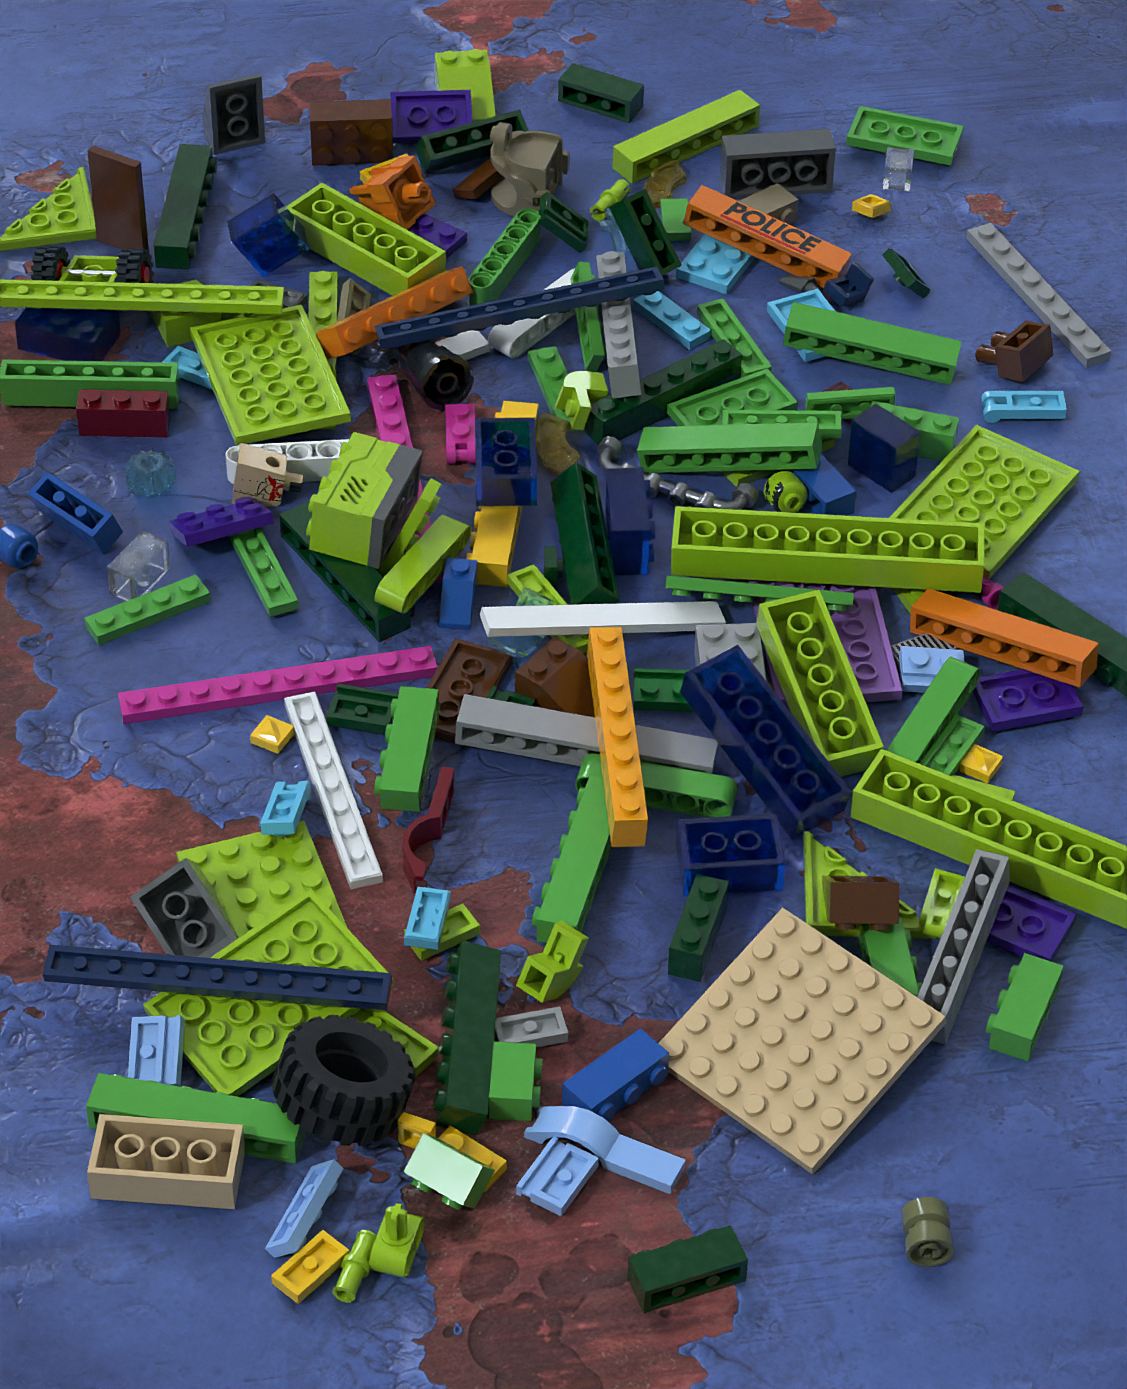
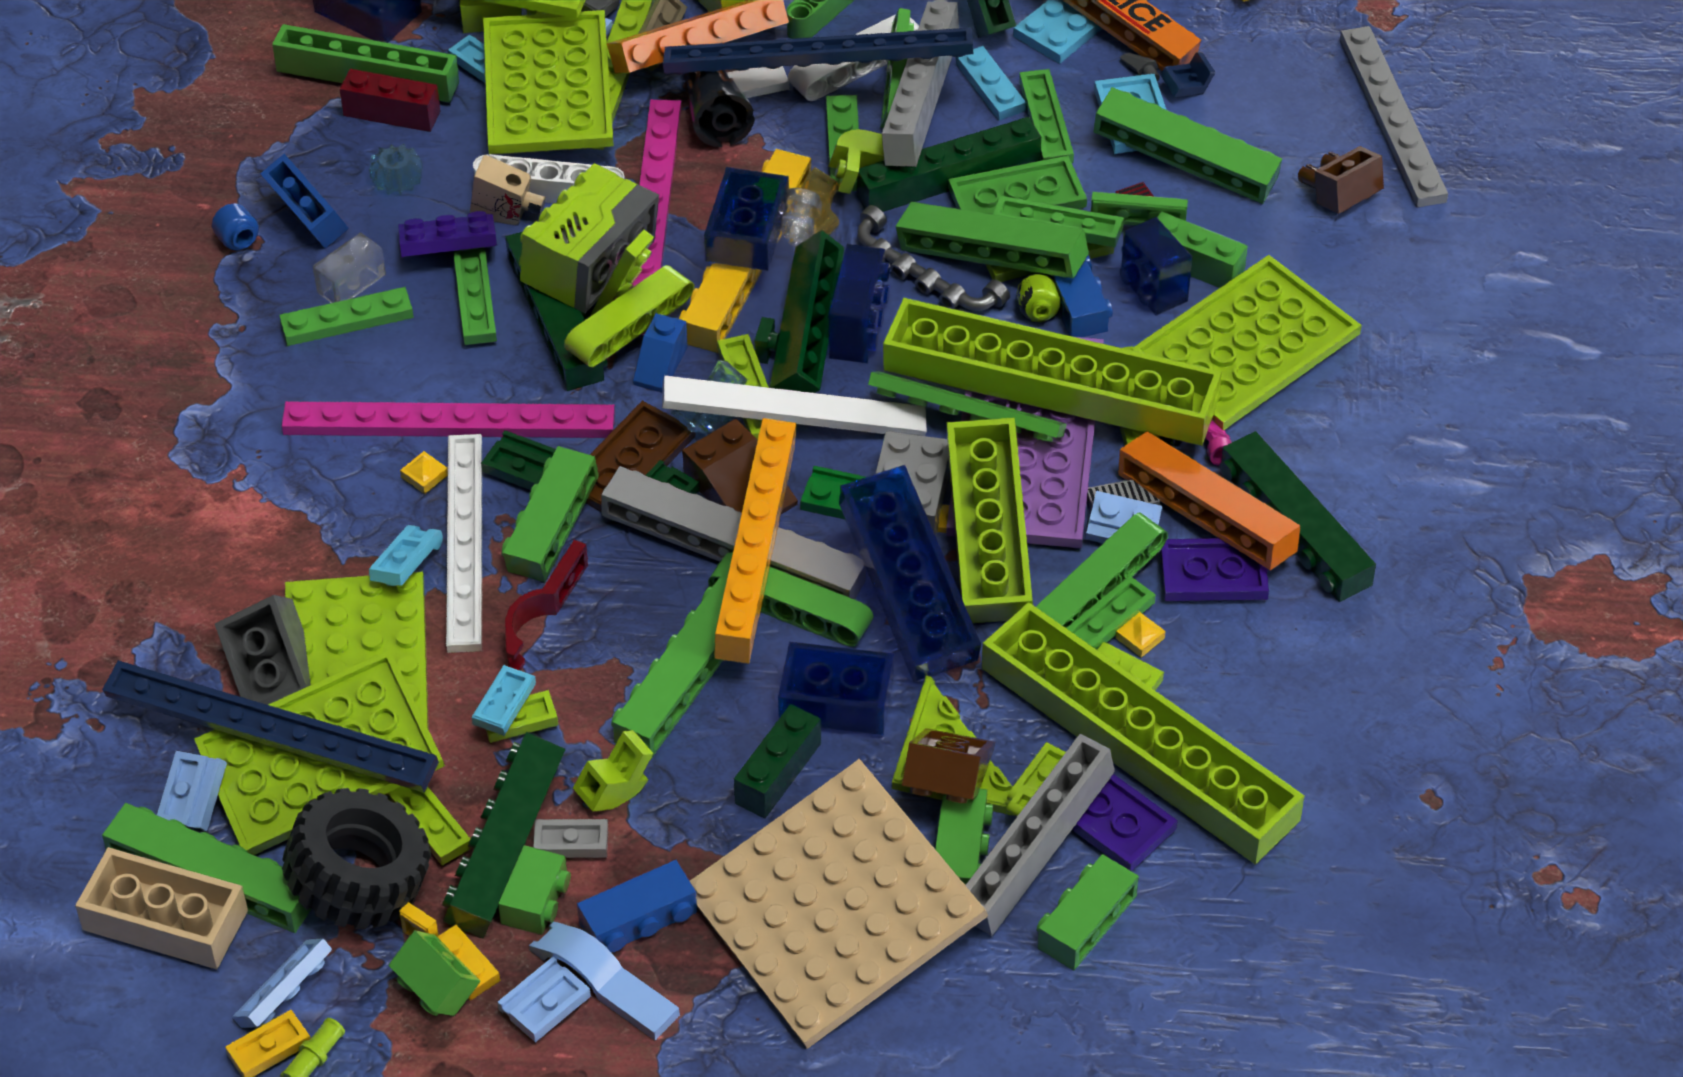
camera: 15 degrees right, 5 degrees up
(396, 1242) = (360, 1037): lime beam -> none
(460, 433) = (727, 156): dark pink plate -> none
(550, 453) = (803, 209): none -> clear brick
(905, 273) = (1256, 70): dark green plate -> none
(1023, 405) = (1329, 240): medium azure plate -> none

